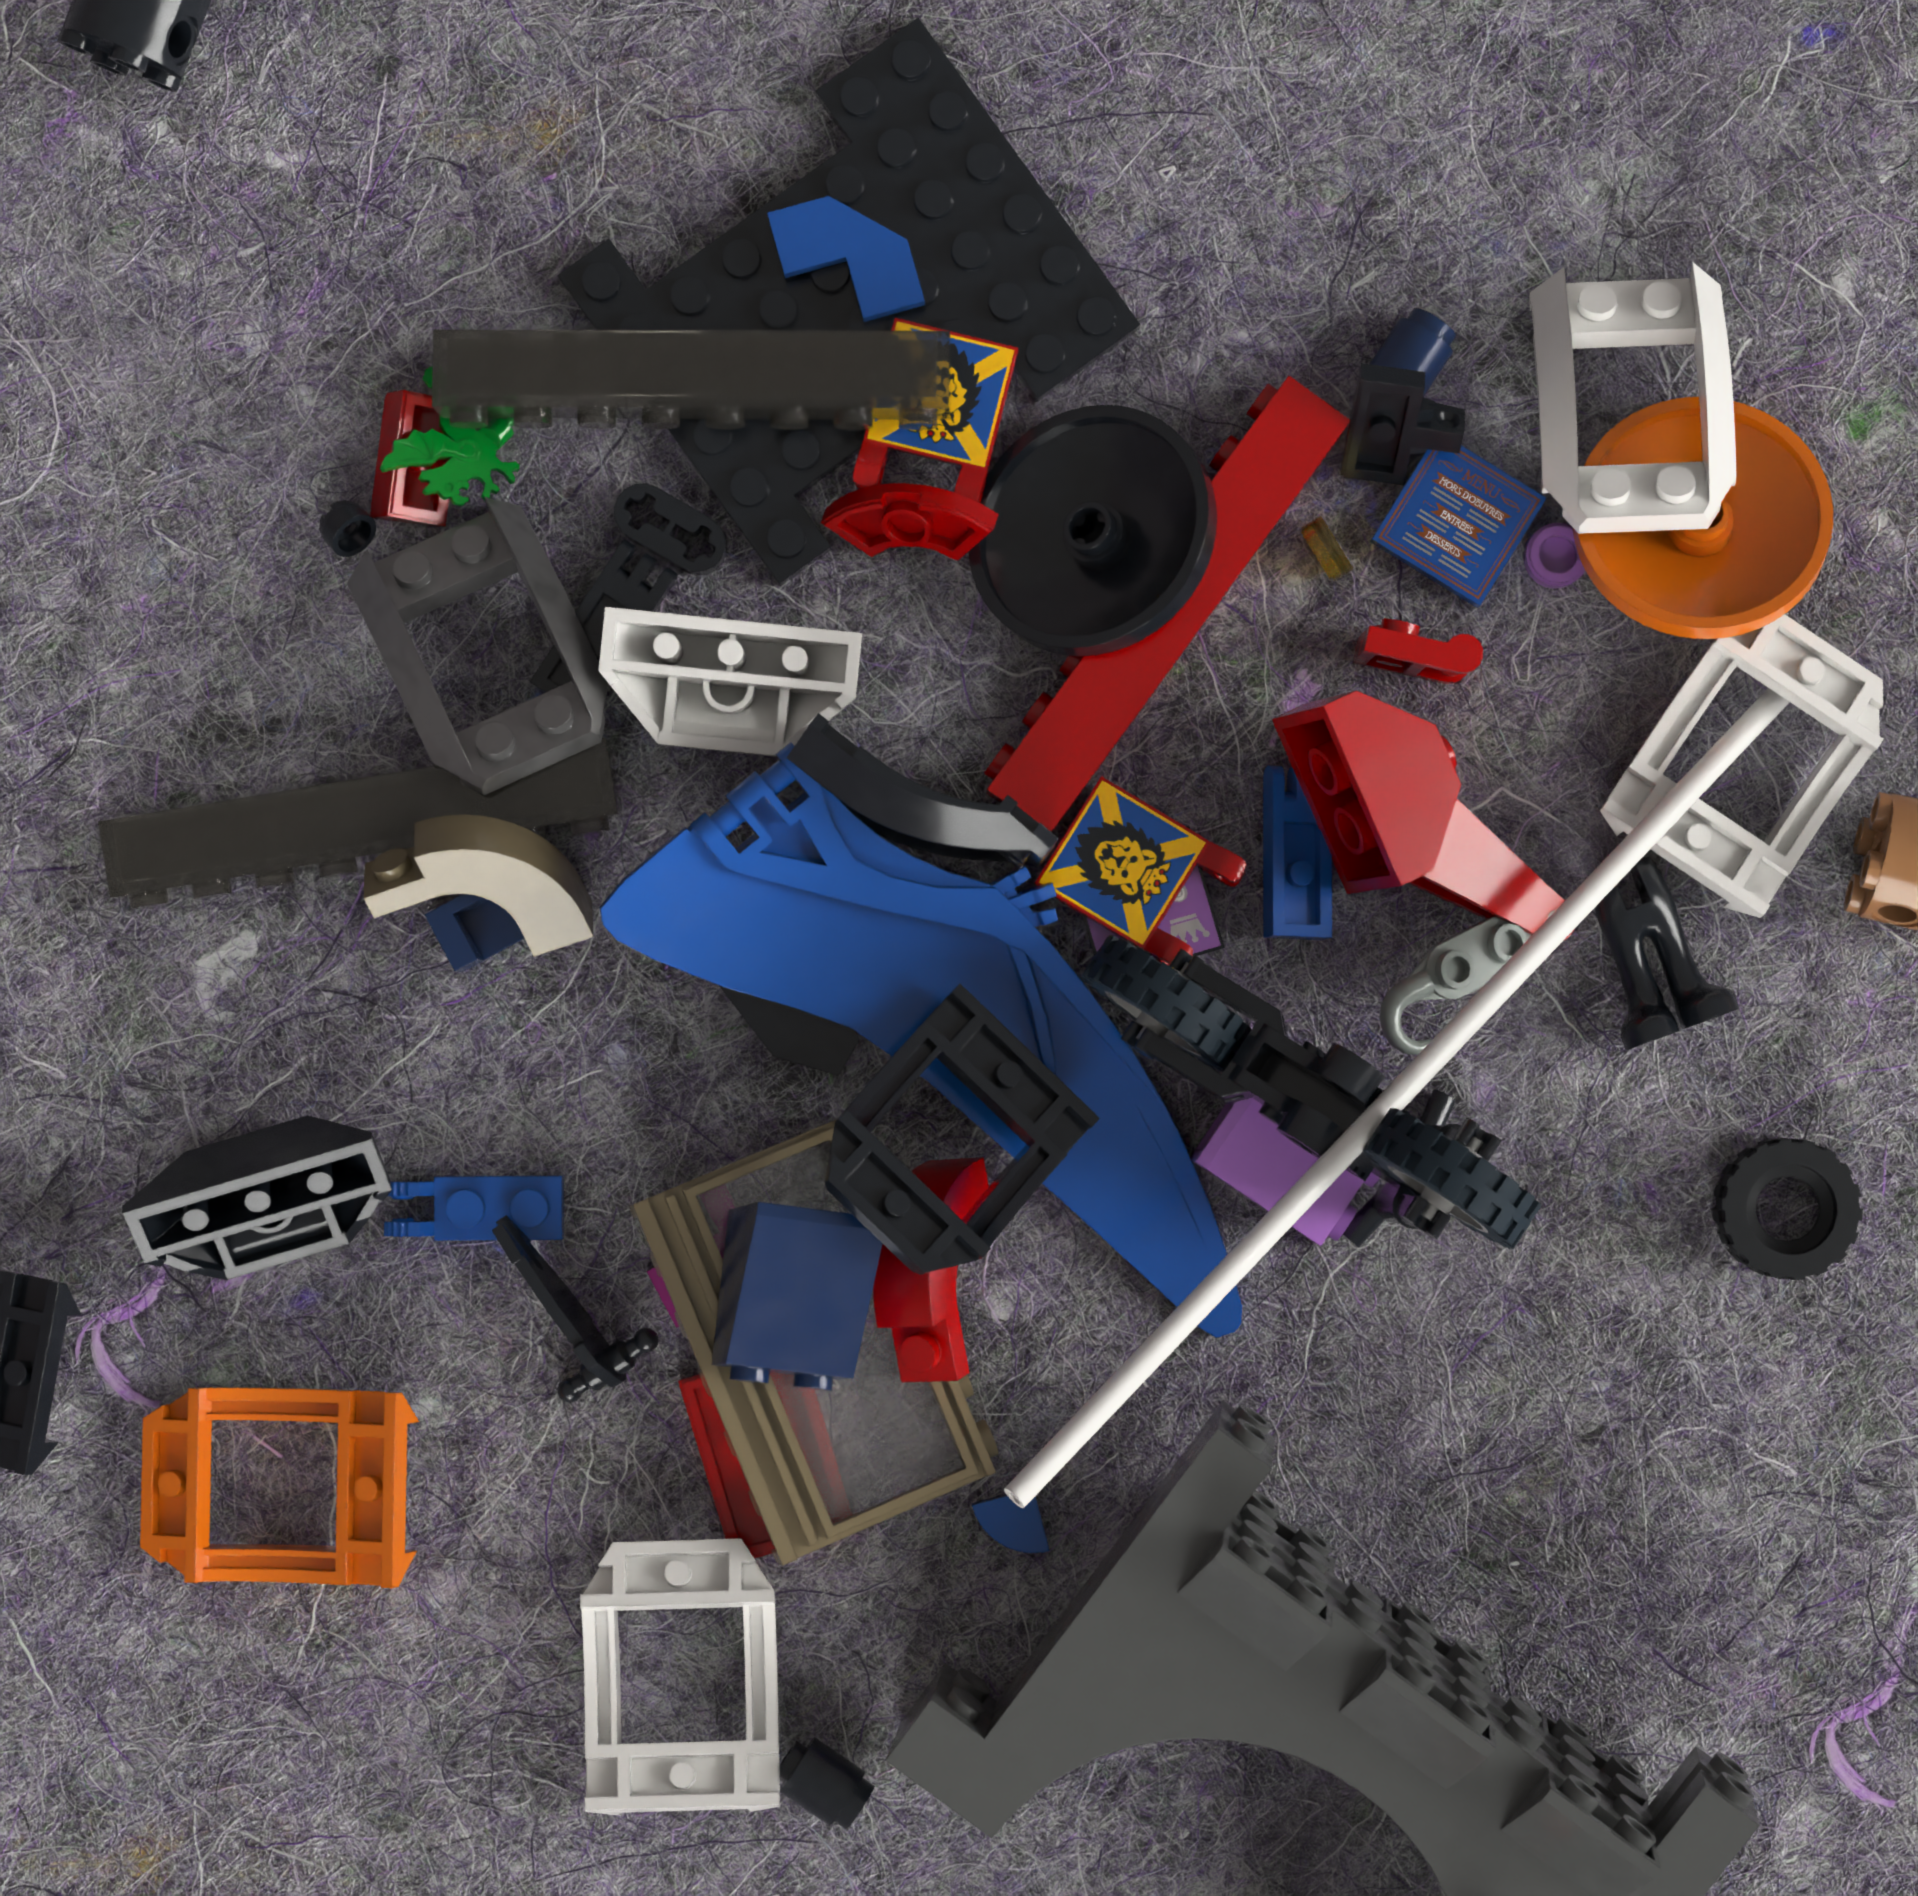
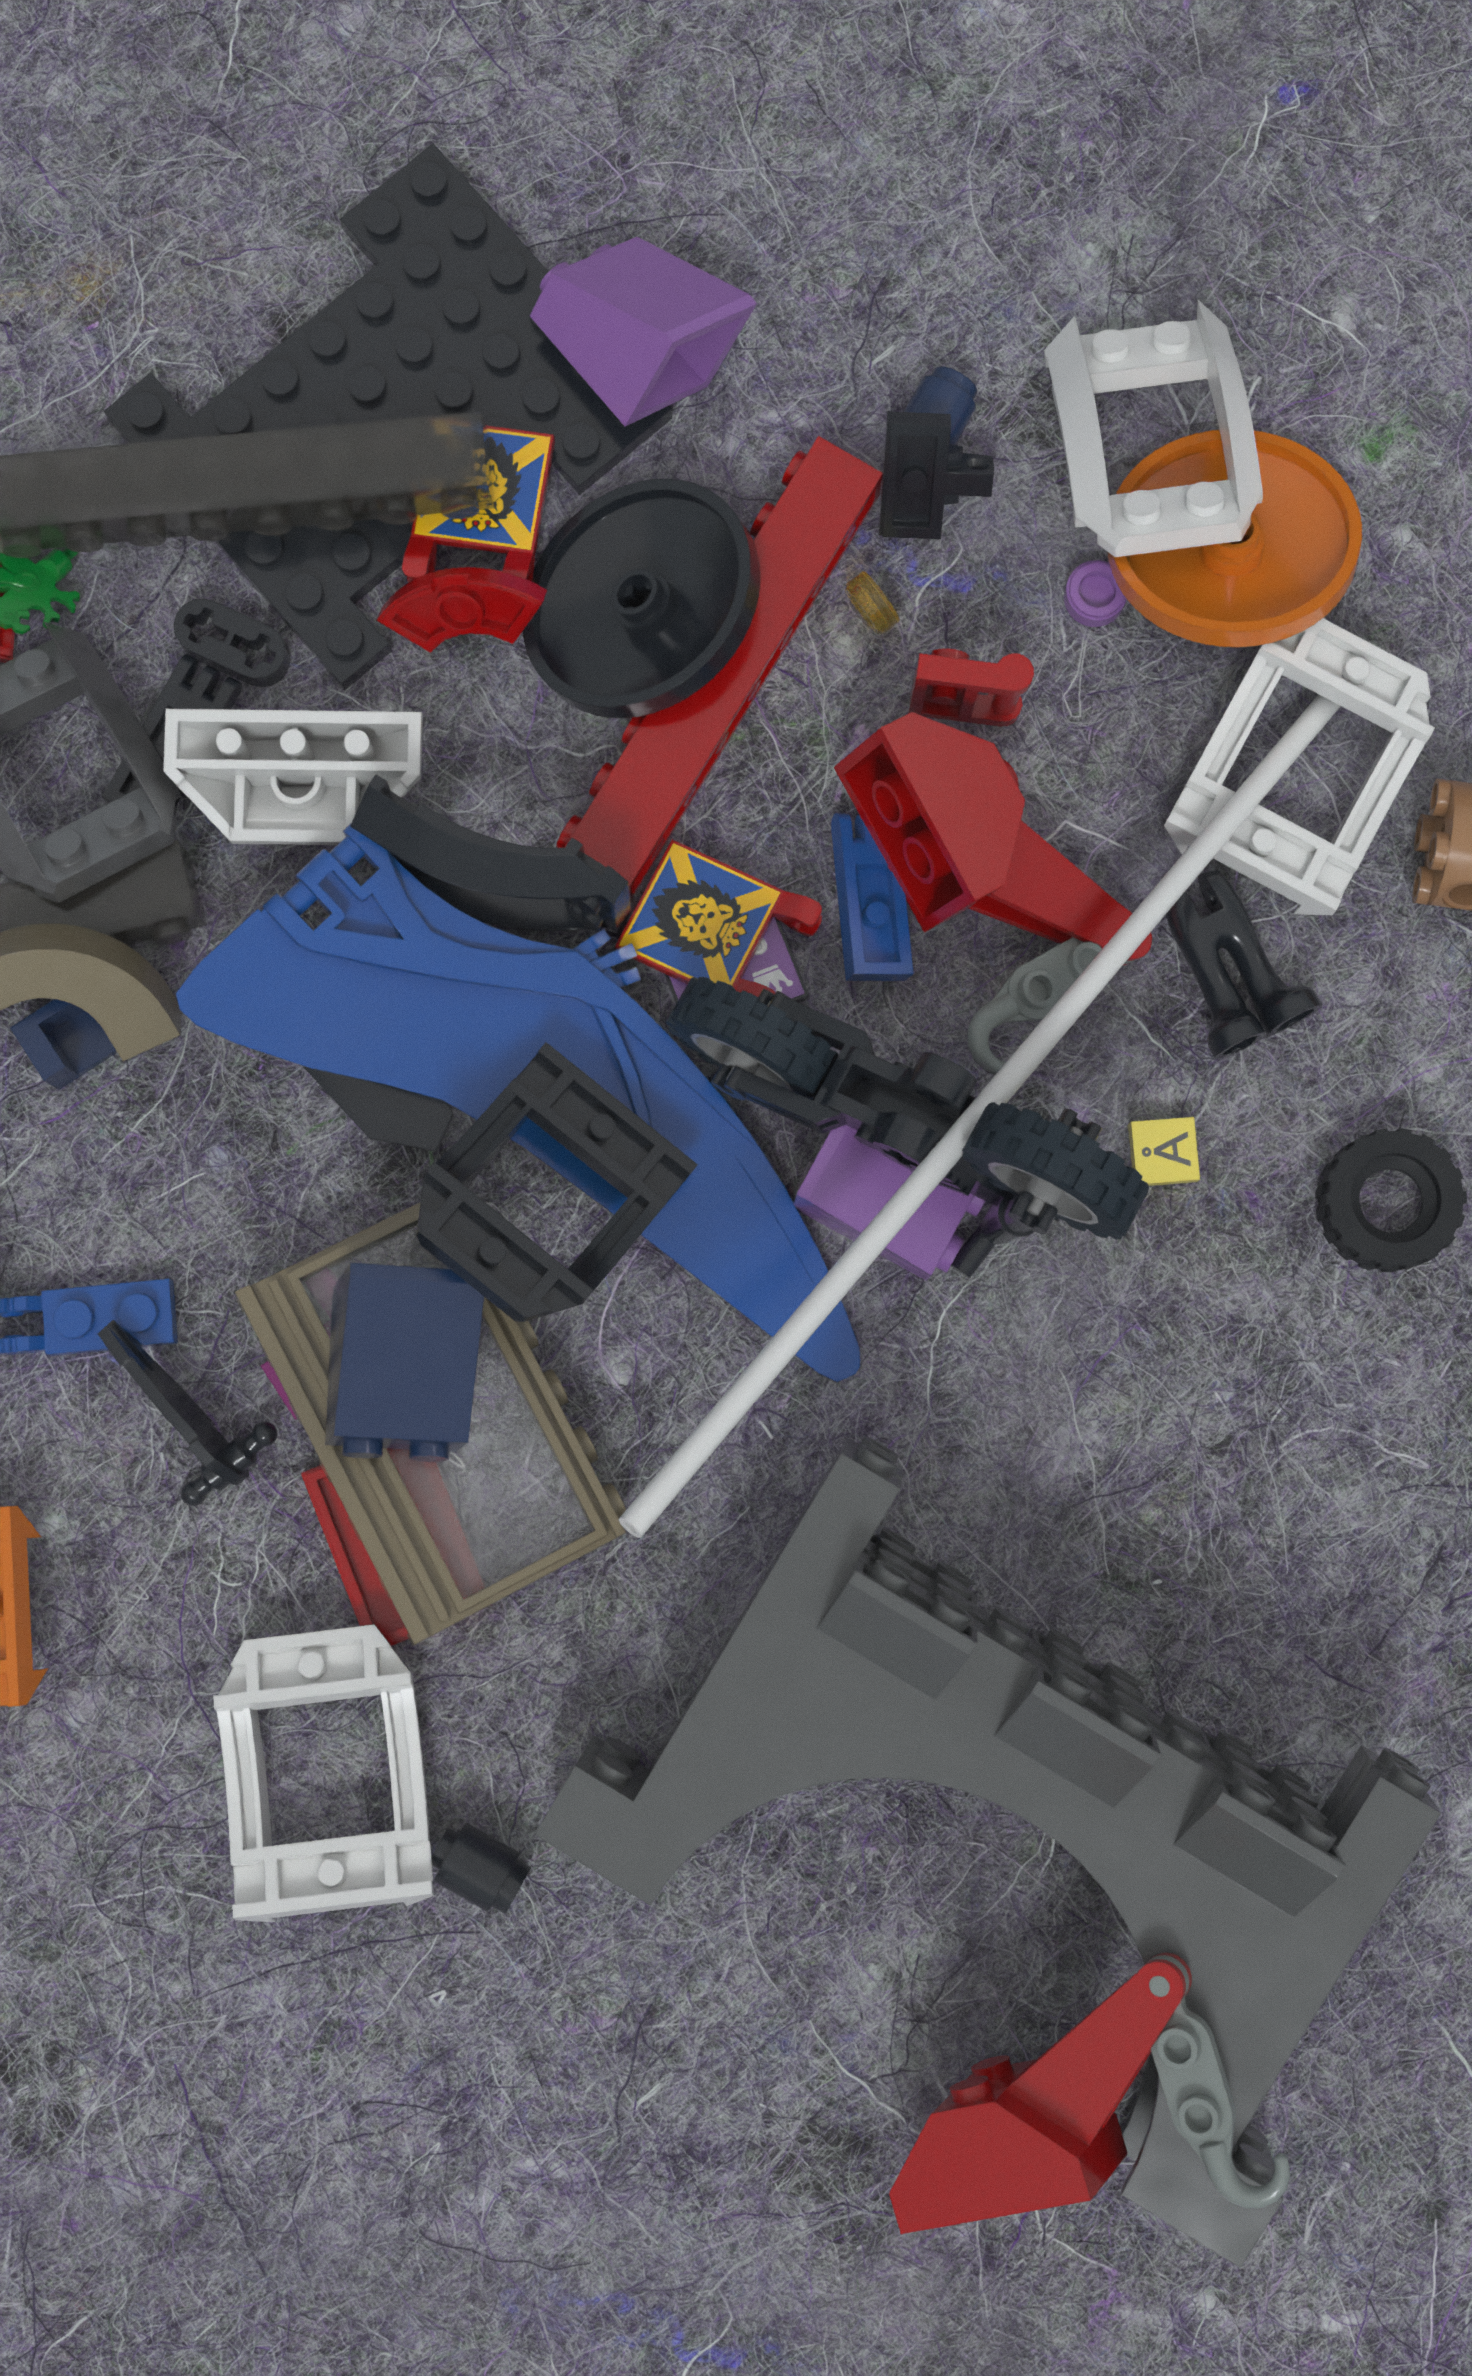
camera: 10 degrees left, 5 degrees down
(831, 233) = (364, 343): blue tile -> none
(924, 1306) = (533, 1355): red arch -> none
(1012, 1525) = (650, 1584): blue tile -> none
(1115, 240) = (640, 324): none -> medium lavender slope
(1458, 521) = (997, 568): blue tile -> none
(1566, 1137) = (1165, 1150): none -> light yellow tile

